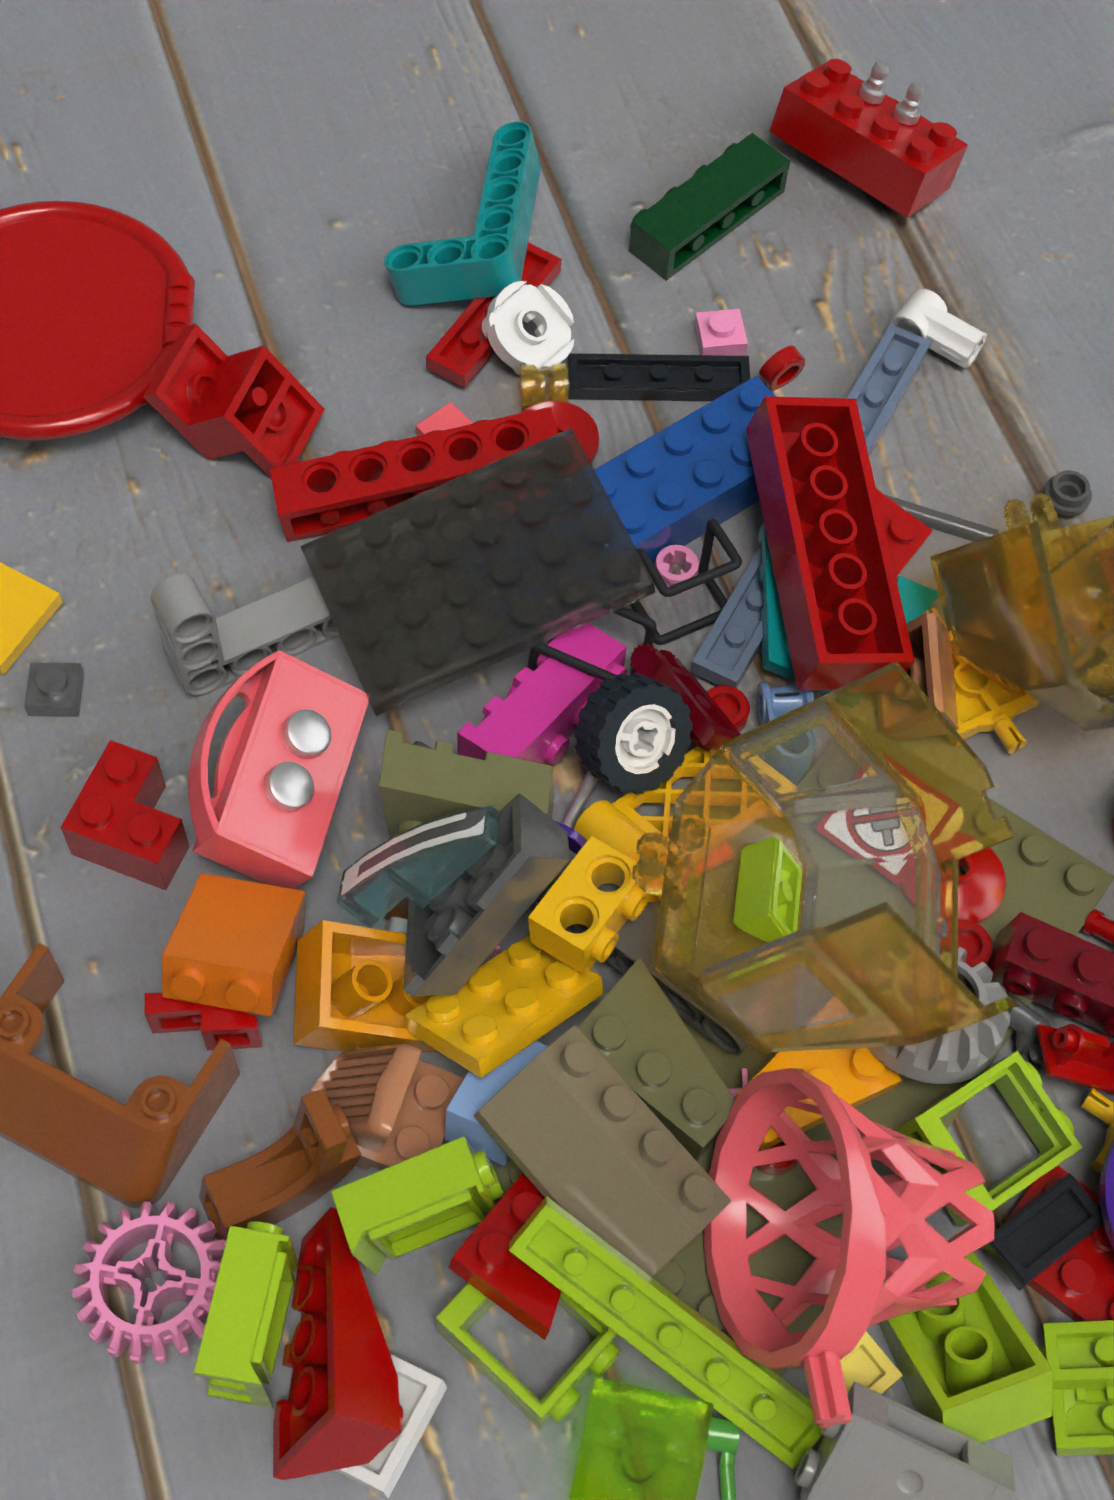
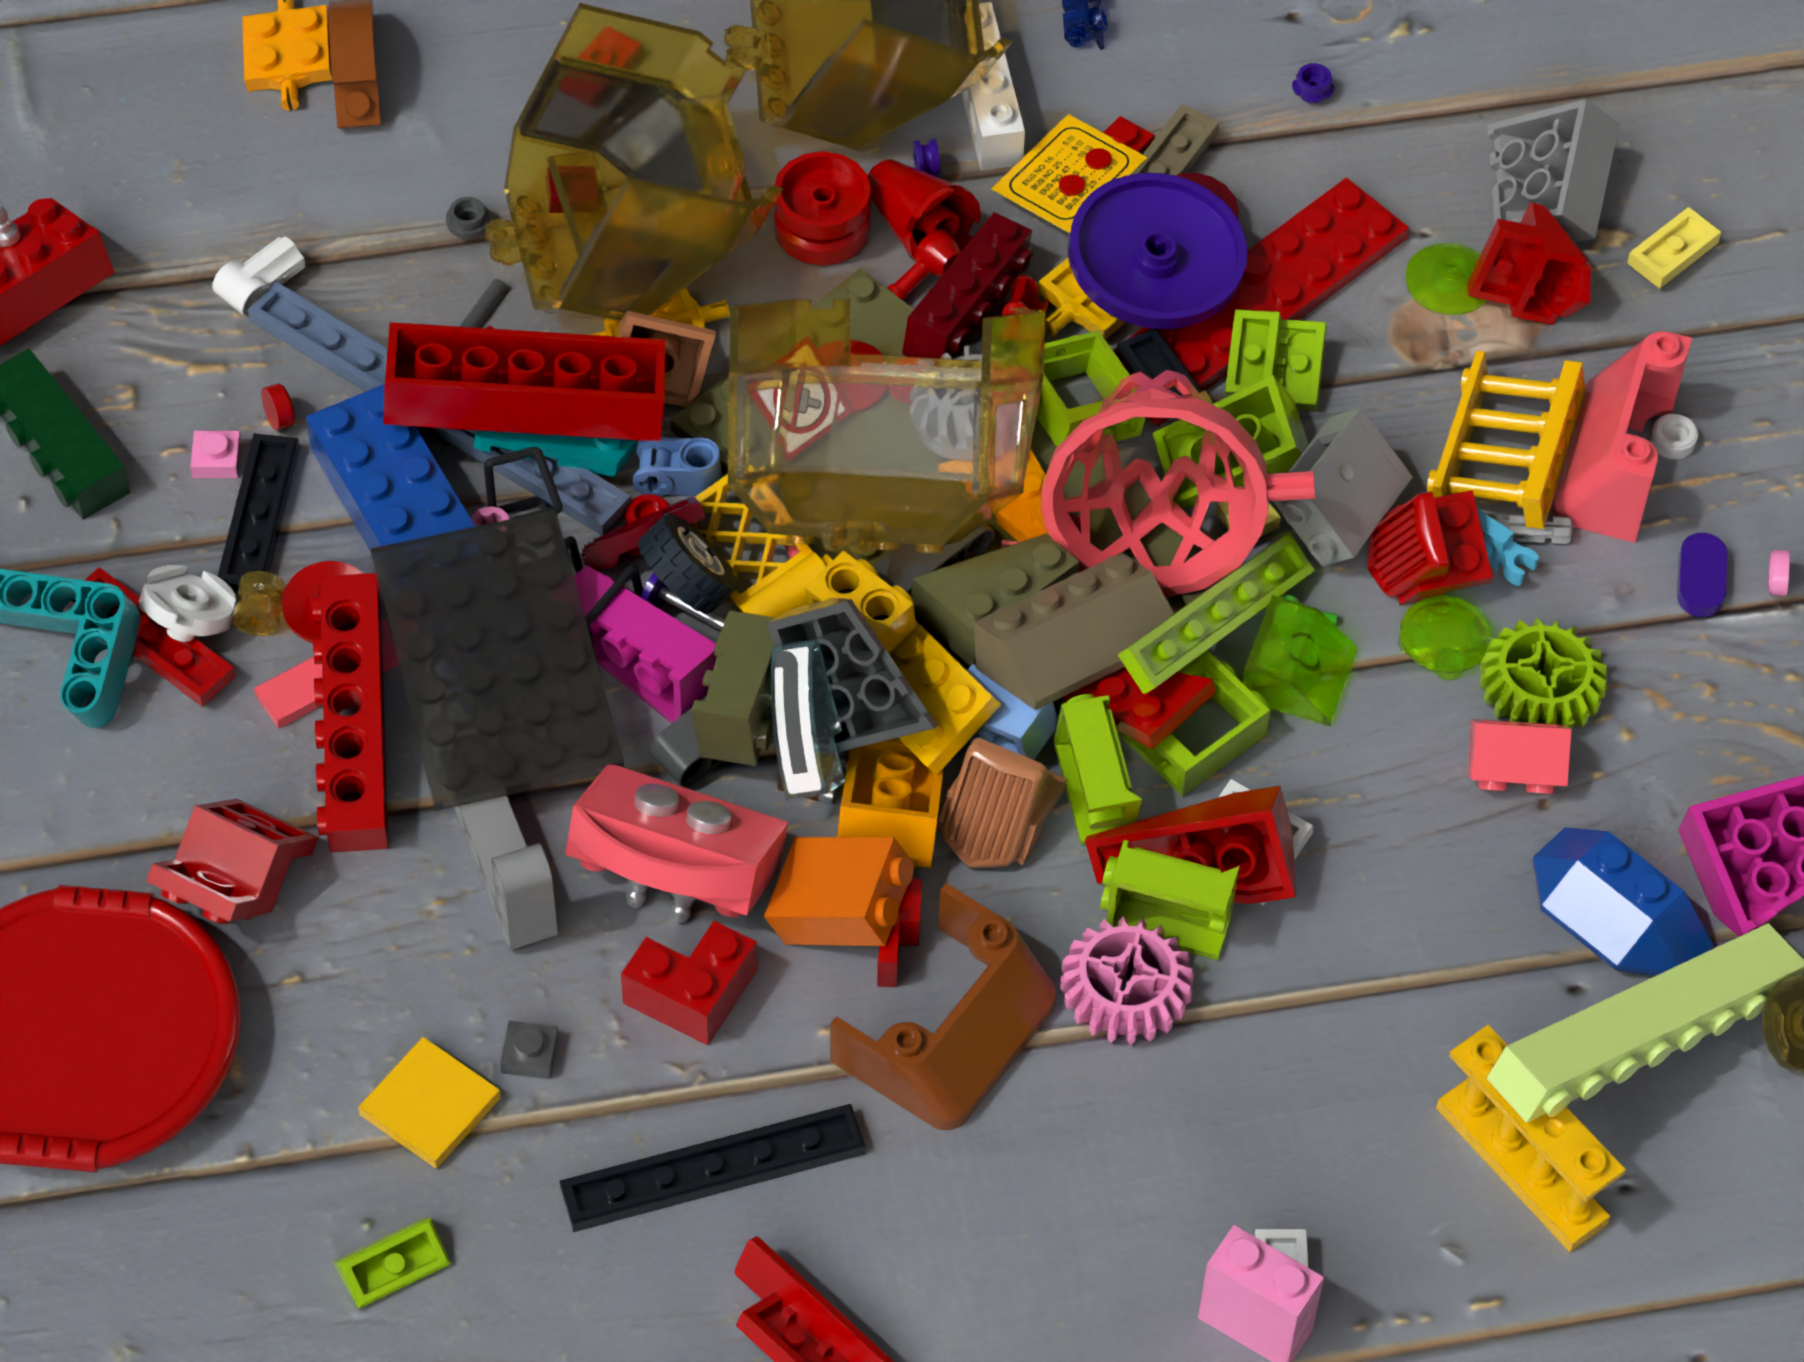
camera: 80 degrees left, 5 degrees down
(286, 1174) = (1049, 864): dark orange arch -> none
(767, 890) = (858, 488): lime slope -> none

